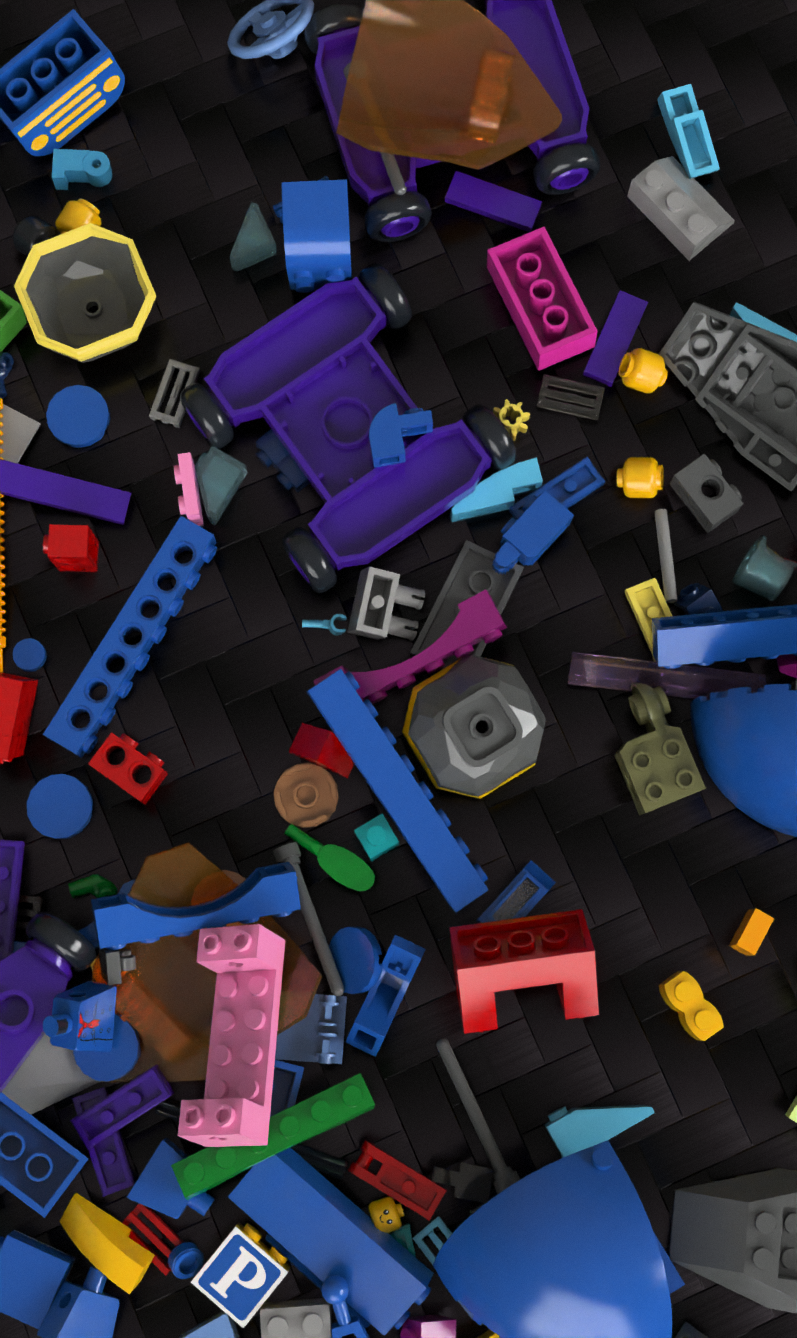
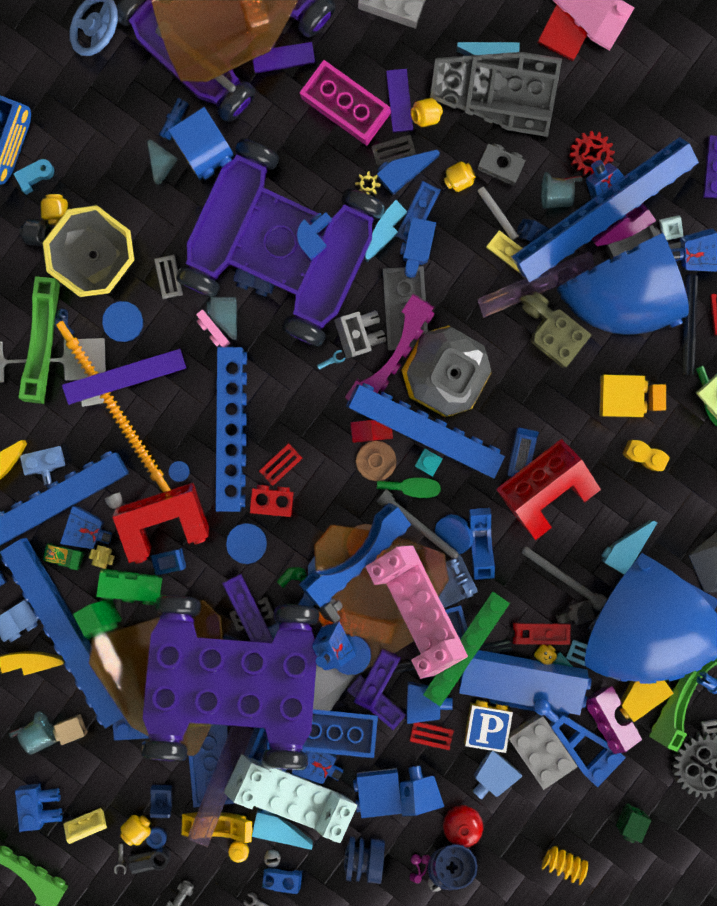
camera: 30 degrees left, 10 degrees up
(72, 548) = (168, 400): red brick -> none
(106, 1243) = (409, 752): yellow slope -> none
(145, 731) = (268, 476): none -> red tile
(186, 1260) = (455, 736): blue tile -> none
(568, 428) = (402, 170): none -> blue slope
(703, 902) = (622, 396): none -> yellow piece

